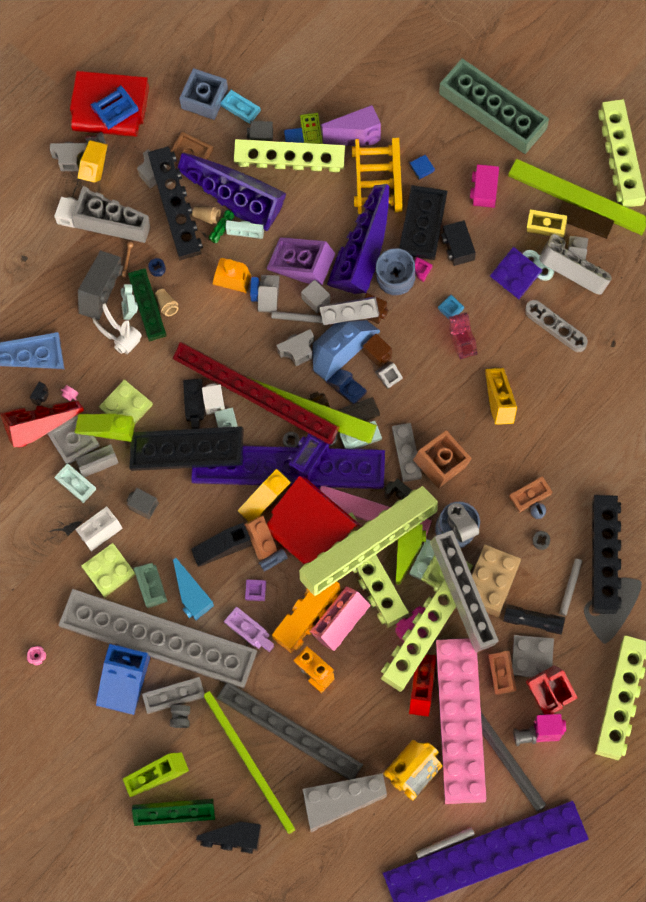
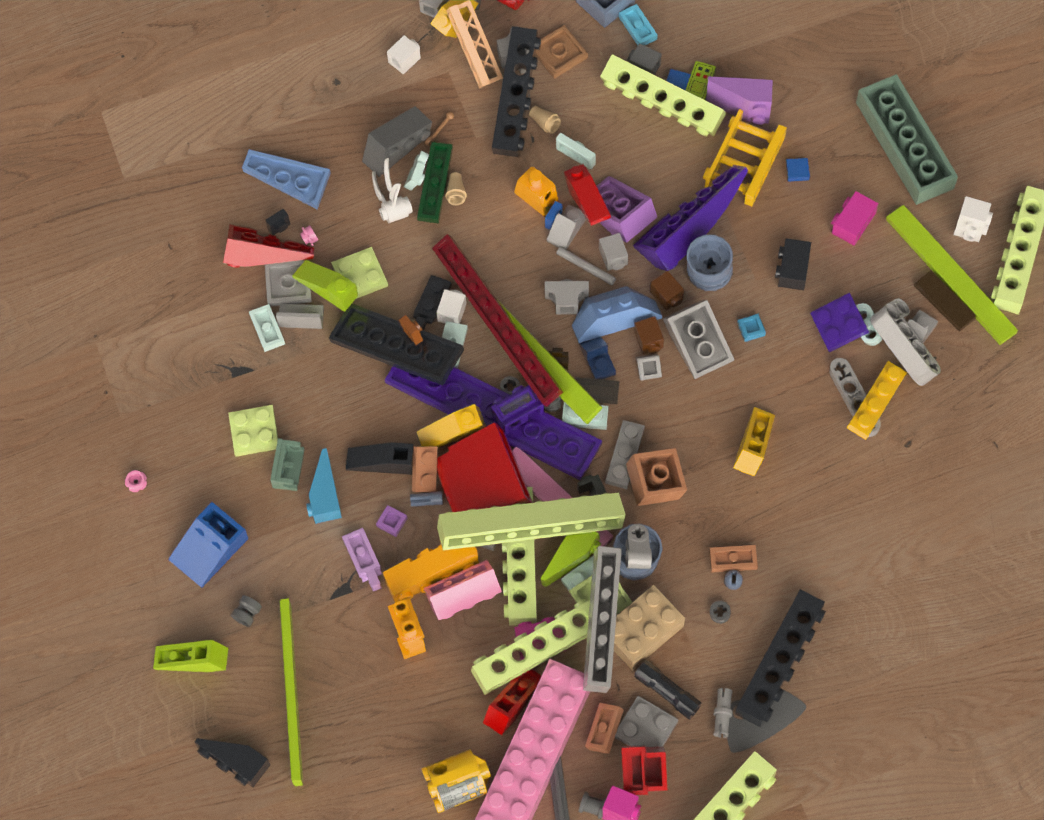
camera: 25 degrees right, 5 degrees down
(99, 528) = (265, 384): white hinge -> none
(109, 217) = (441, 77): light grey wedge -> none
(119, 182) = (469, 46): none -> light nougat fence
(142, 503) = (323, 379): dark grey brick -> none
(158, 638) = (267, 523): light grey plate -> none
(160, 271) = (465, 156): dark blue bush -> none
(173, 695) = (253, 586): light grey plate -> none
(173, 812) = (188, 704): dark green plate -> none
(195, 432) = (412, 329): none -> dark orange plate
(220, 227) = (550, 139): green axle -> none
(240, 193) = (590, 111): dark purple wedge -> none
(273, 261) = (586, 194): none -> red slope
(289, 731) = (351, 682): dark grey tile -> none
(341, 798) = (363, 774): light grey wedge -> none
(349, 310) = (639, 280): light grey plate -> none
(416, 334) = (698, 338): none -> light grey slope
(422, 268) = (742, 273): dark pink tile -> none
(423, 221) = (768, 226): black plate -> none
(462, 336) = (746, 360): clear pink brick -> none
(546, 223) = (899, 285): light yellow brick -> none
(570, 587) = (725, 675): light grey bar -> none
(575, 321) = (876, 400): none -> yellow plate
(576, 147) = (973, 219): none -> white brick
(584, 617) = (722, 712): none -> light grey pin

